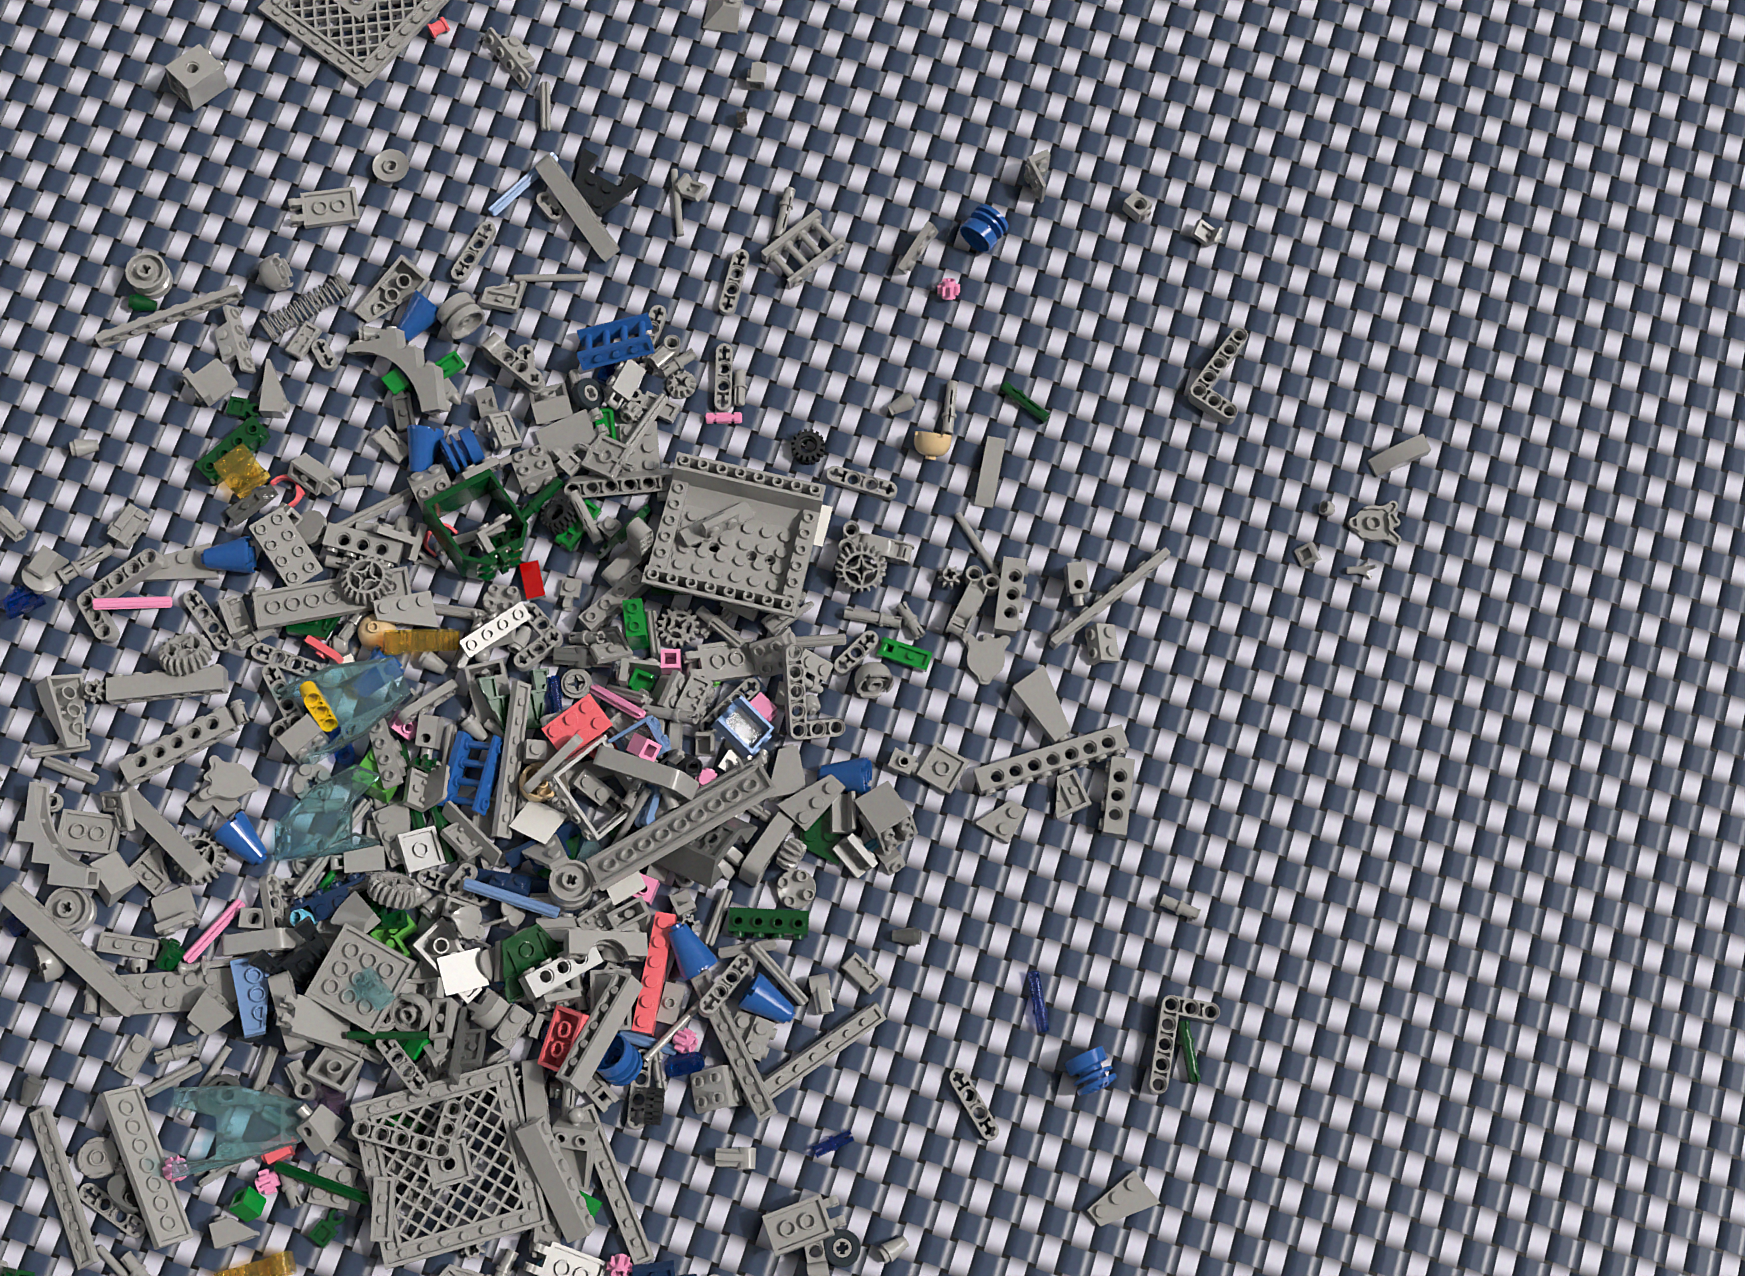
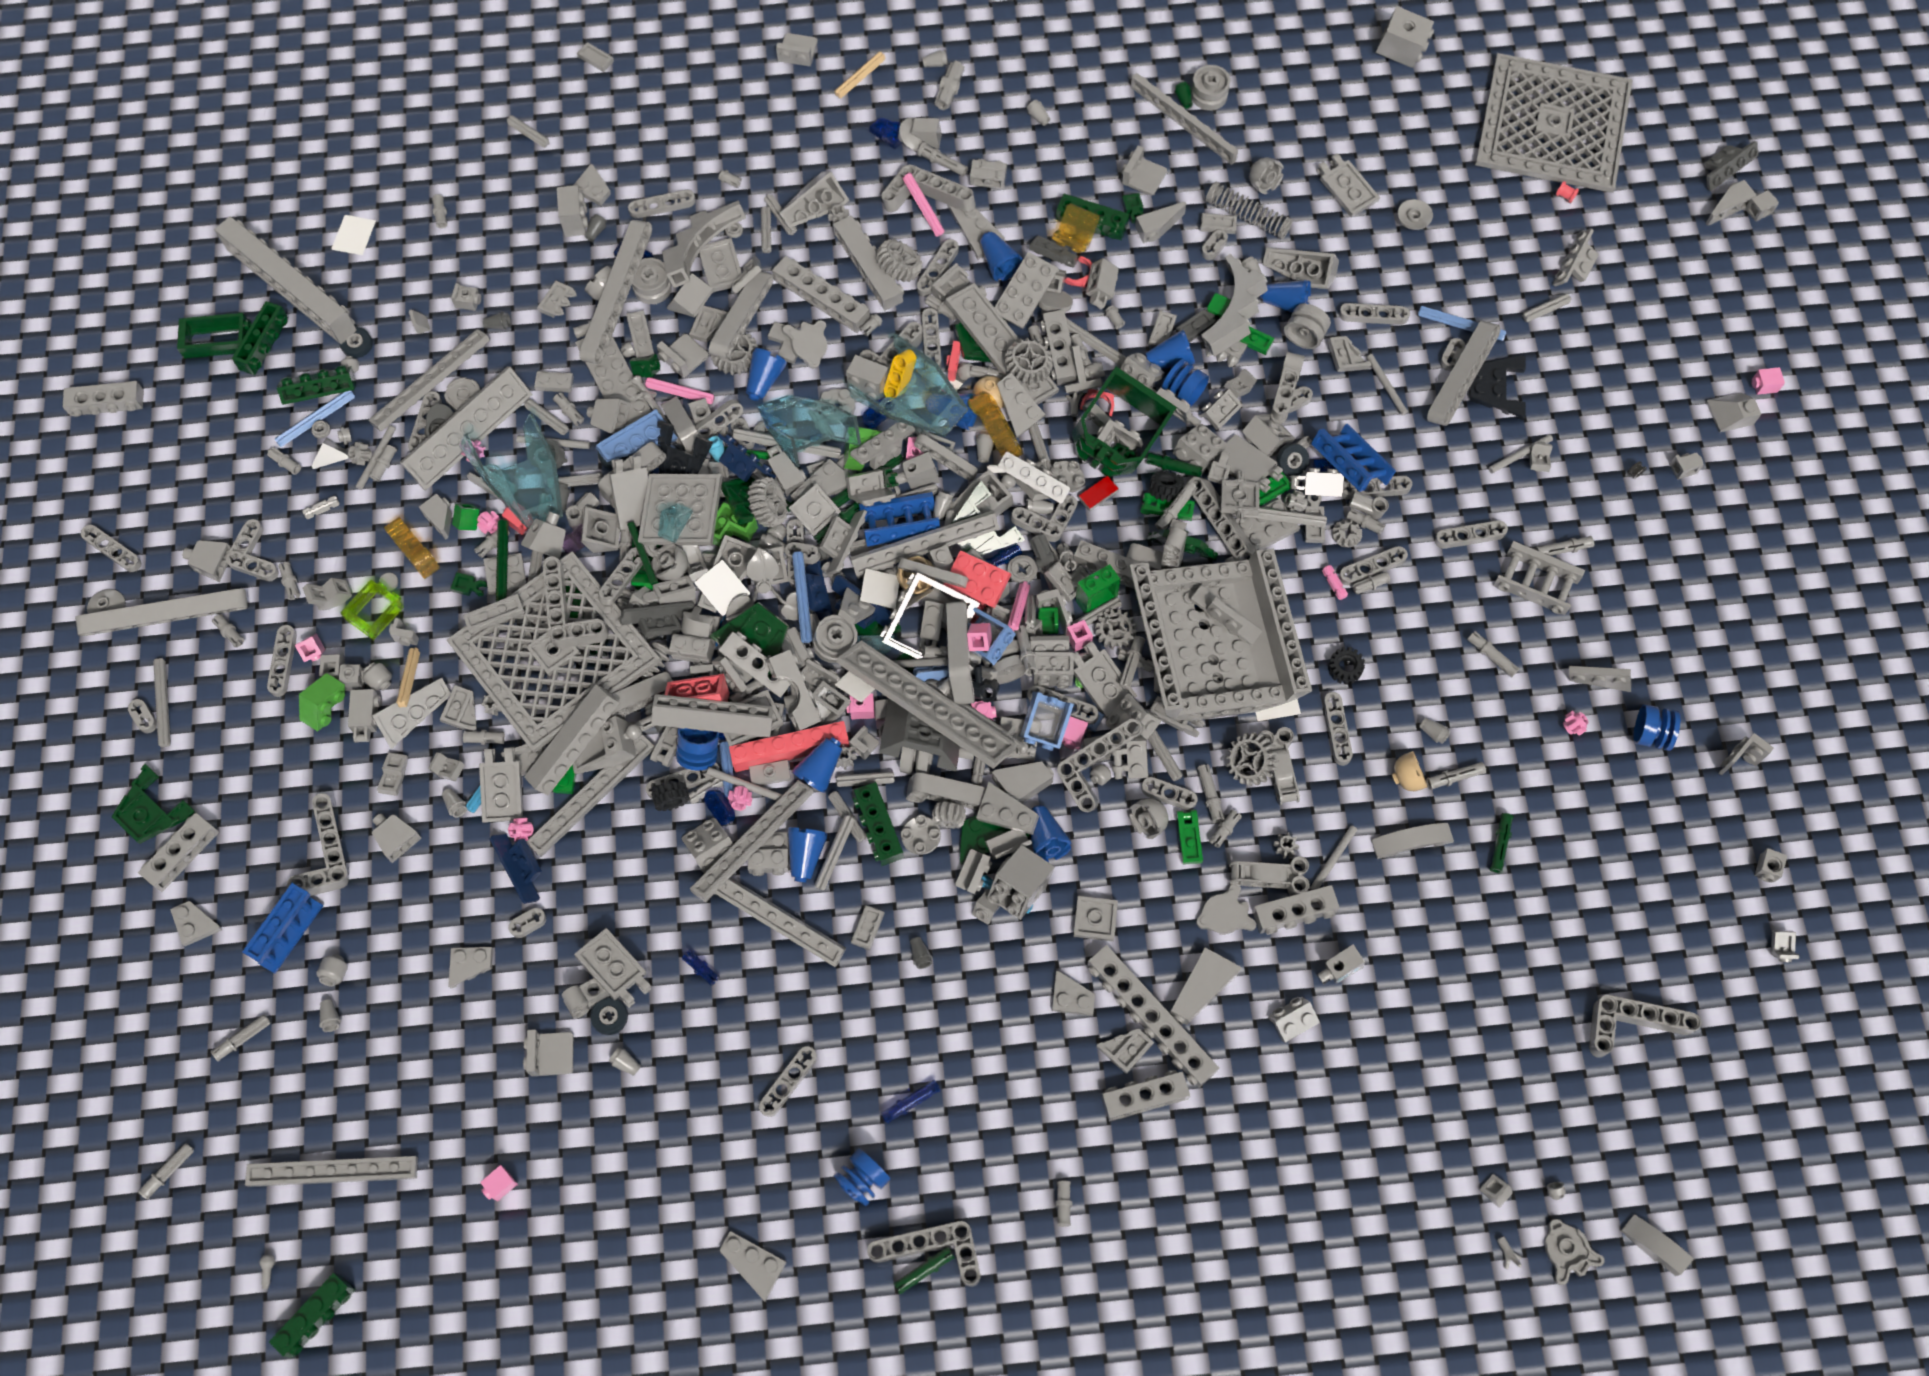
camera: 70 degrees right, 5 degrees down
(37, 1017) = (555, 299): none -> light grey plate
(233, 341) = (1189, 174): light grey bracket -> none
(356, 913) = (734, 483): light grey slope -> none
(569, 591) = (1104, 527): light grey plate -> none
(705, 744) = (1018, 700): light grey panel -> none
(726, 986) = (802, 813): light grey beam -> none
(741, 1158) = (655, 891): light grey piece -> none
(821, 989) = (838, 895): light grey piece -> none
(852, 322) = (1491, 652): none -> light grey pin
(896, 766) = (1083, 887): light grey brick -> none
(1103, 602) = (1352, 1009): light grey plate -> none

